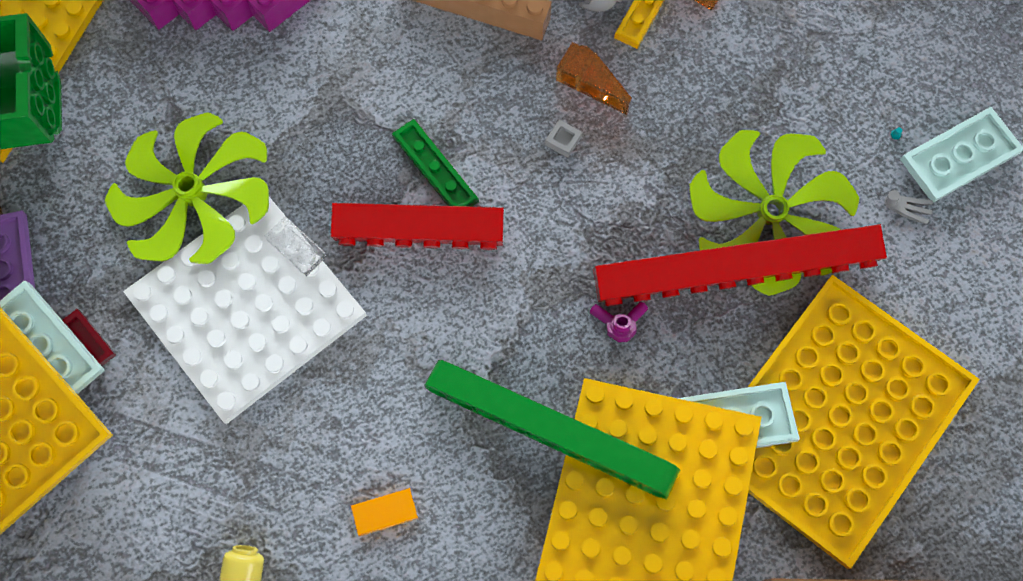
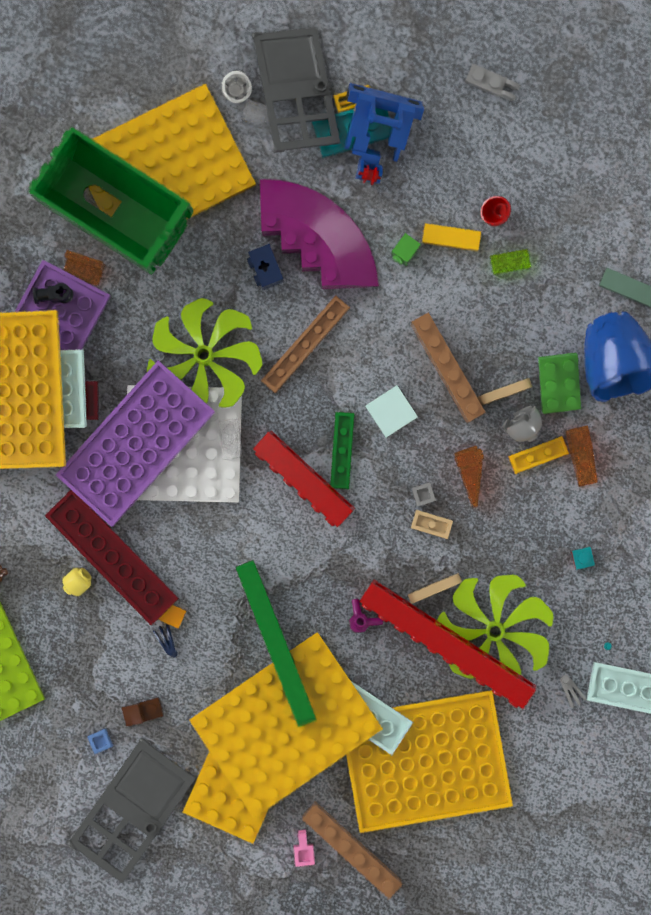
camera: 45 degrees right, 15 degrees up
(182, 345) = (135, 443): none -> medium lavender plate
(186, 50) = (265, 256): none -> dark blue brick
(262, 500) = (112, 557): none -> dark red plate
(298, 97) = (305, 344): none -> medium nougat tile
(423, 548) = (168, 646): none -> dark blue piece
(452, 87) = (391, 411): none -> light aqua tile
(601, 161) = (431, 524): none -> tan plate
(667, 221) = (434, 588): none -> tan beam
(784, 70) = (582, 558): none -> teal plate

